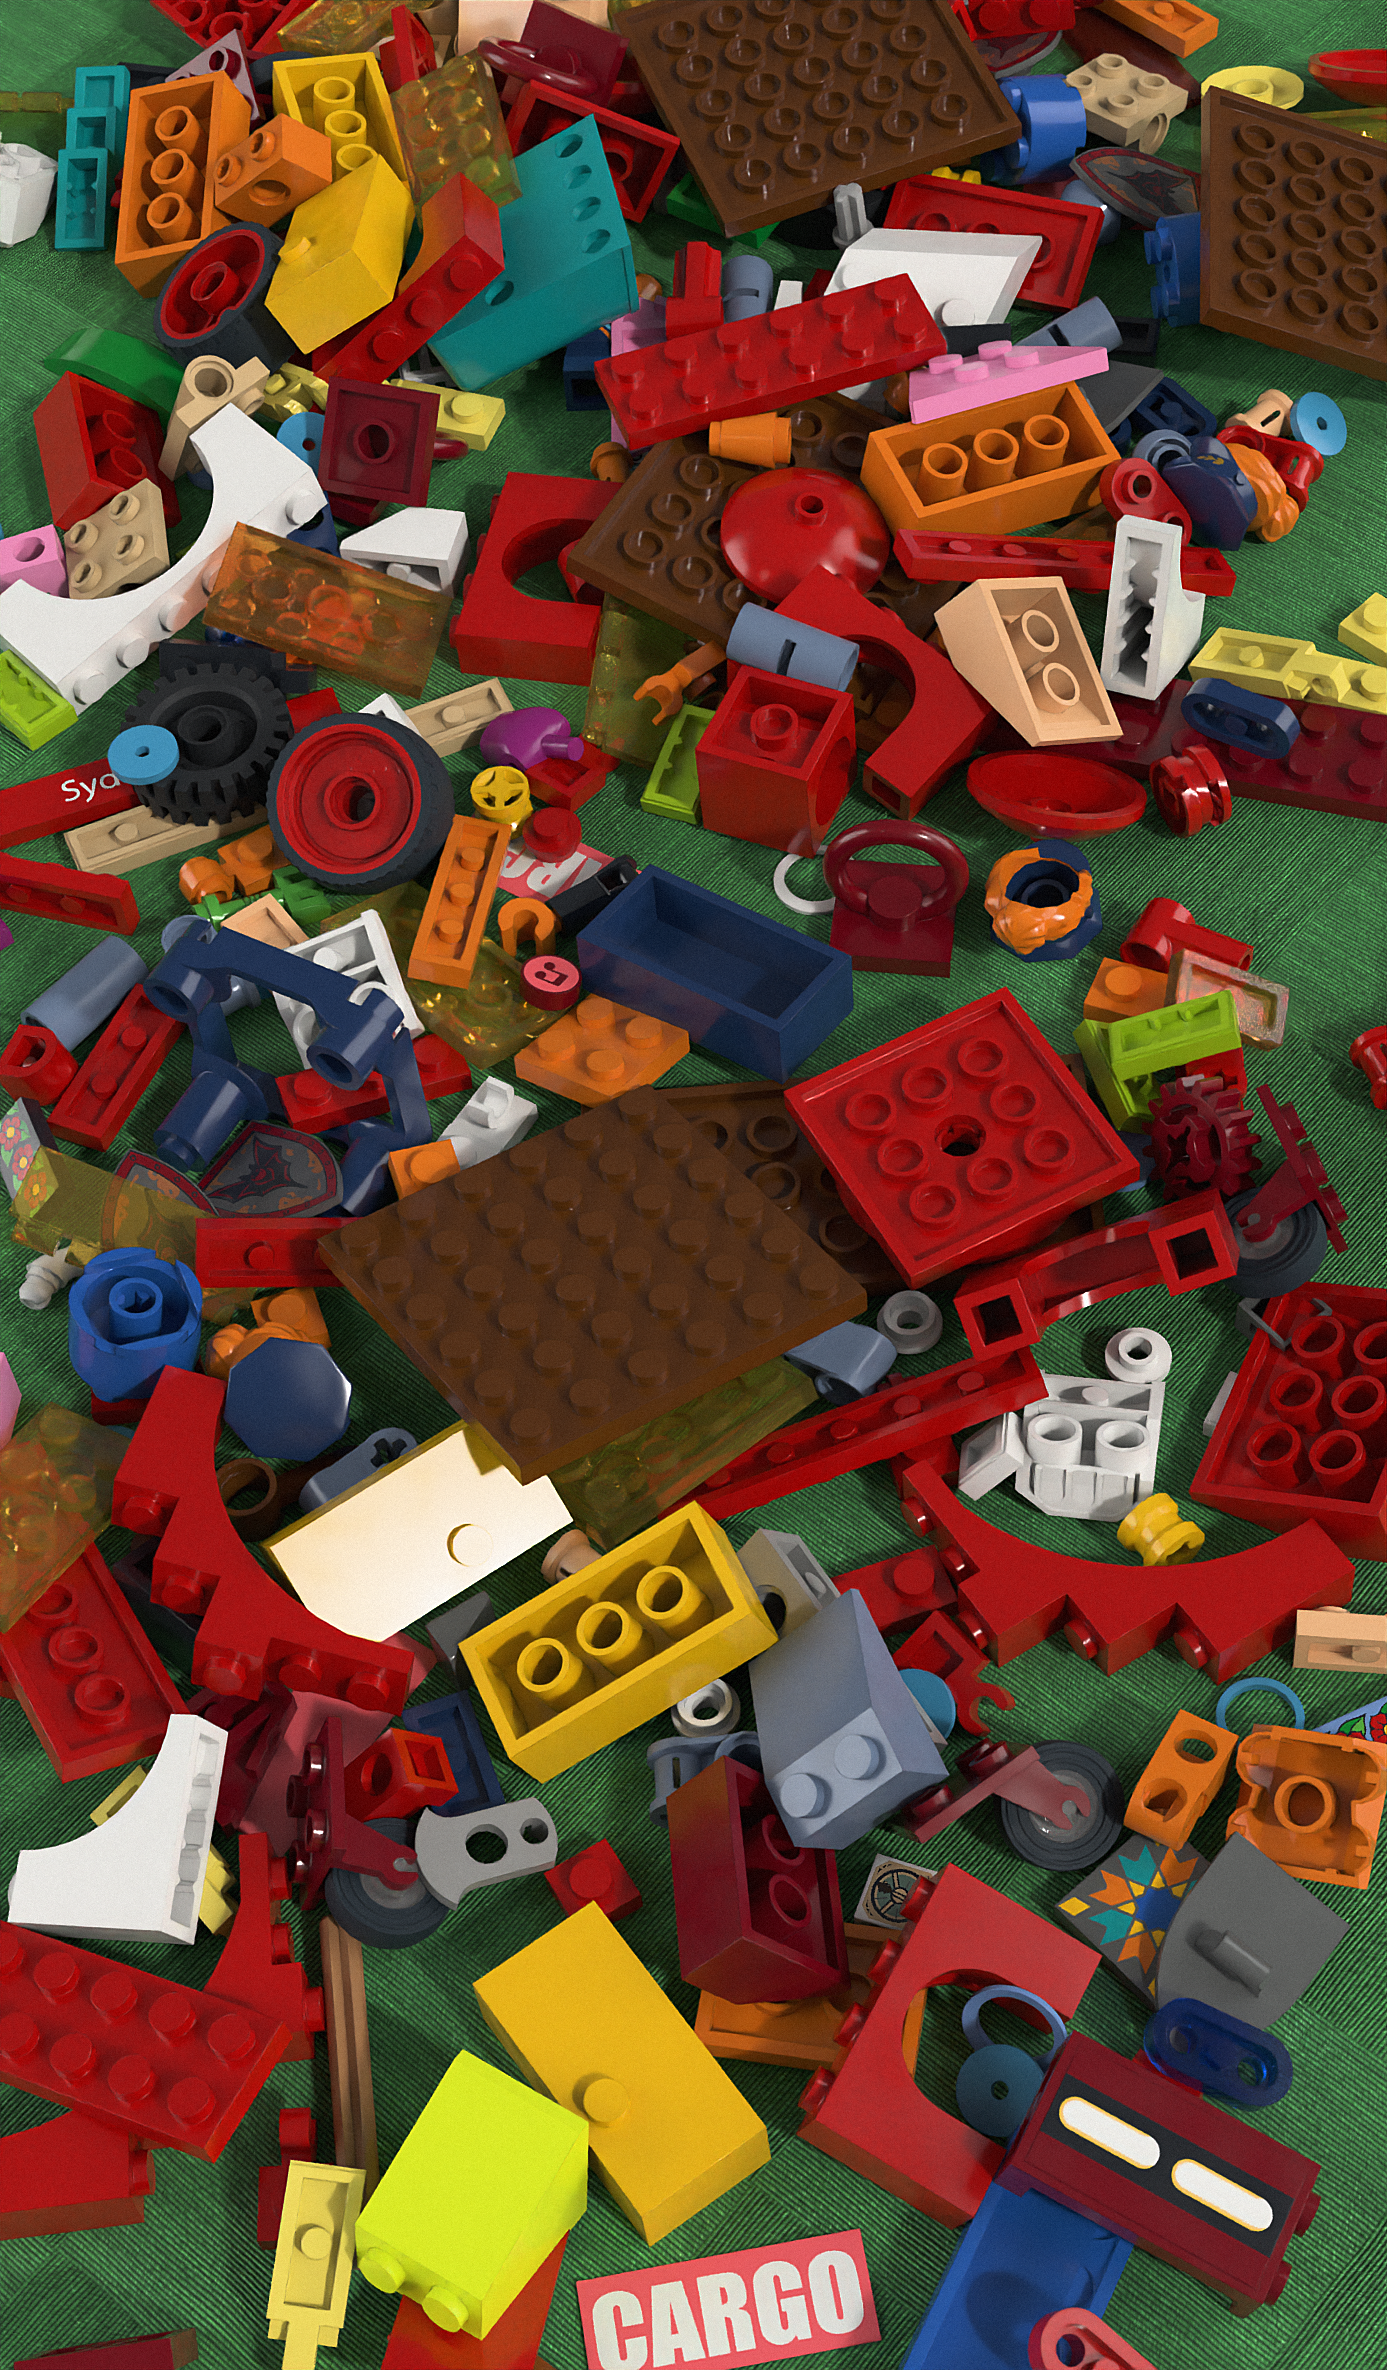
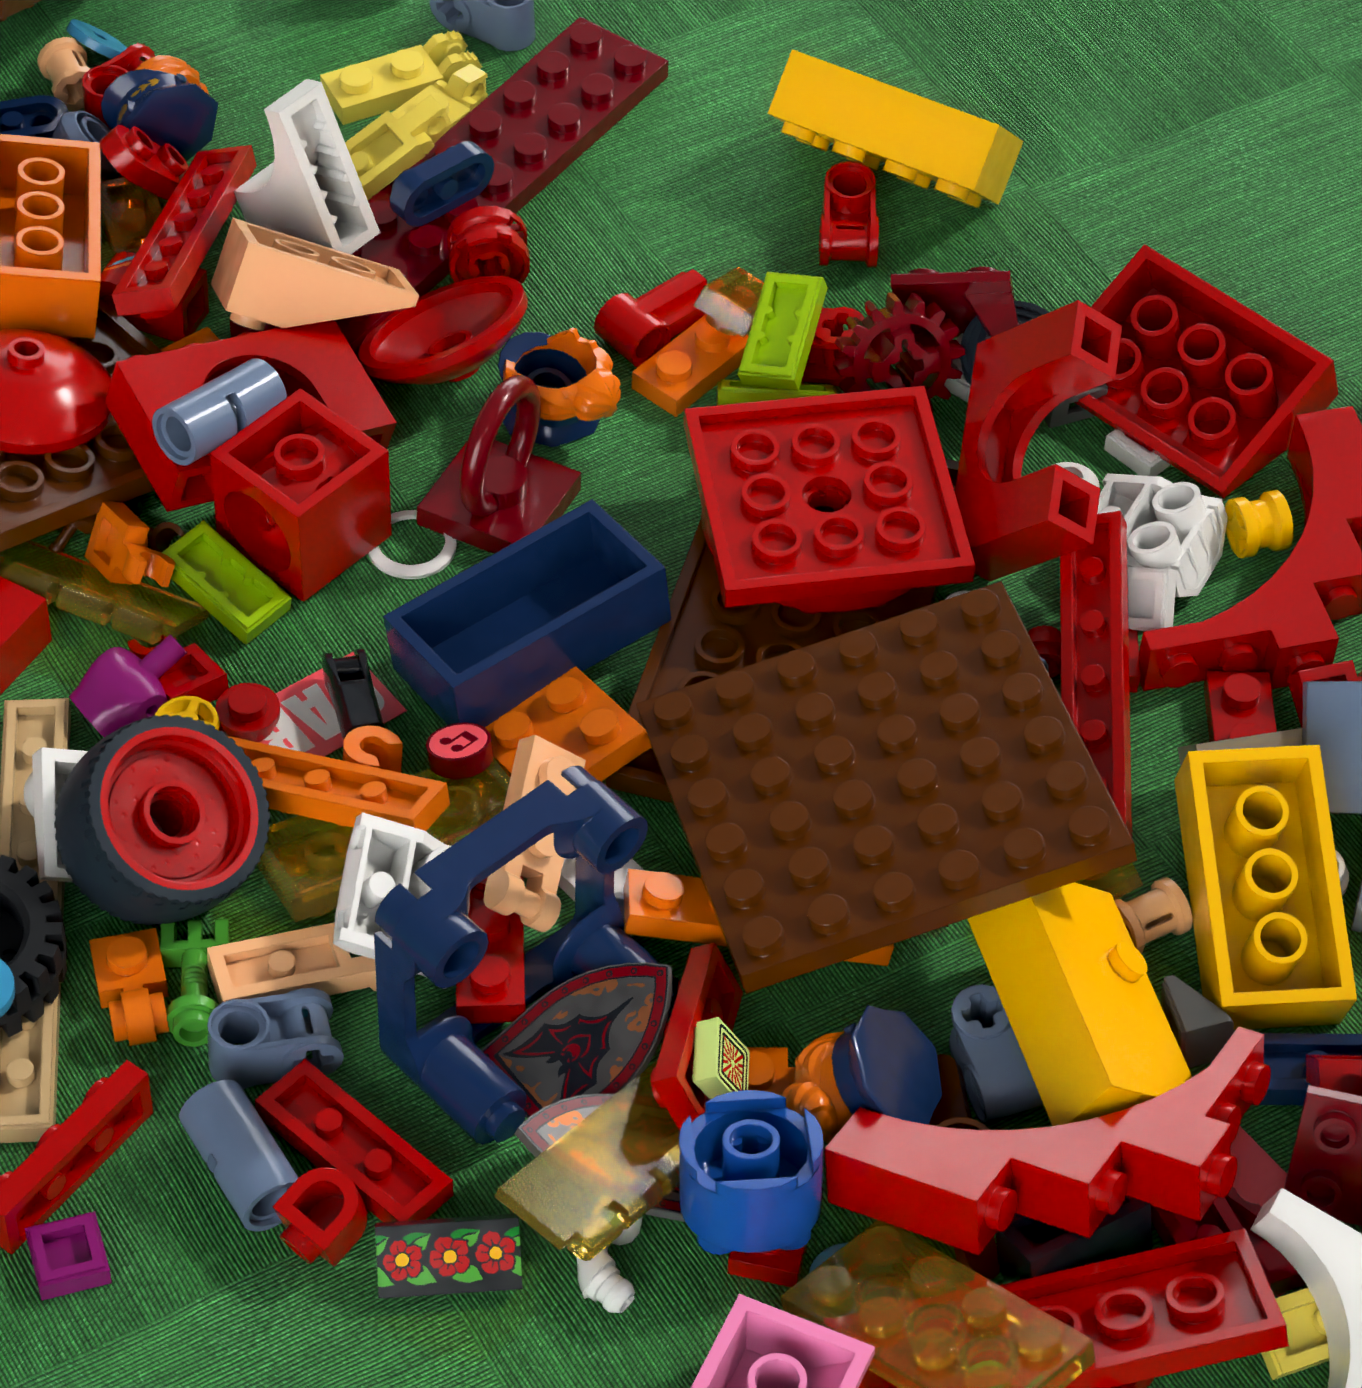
camera: 80 degrees left, 5 degrees down
(255, 1274) = (719, 1059): none -> yellowish green tile
(472, 1049) = (541, 865): none -> light nougat plate

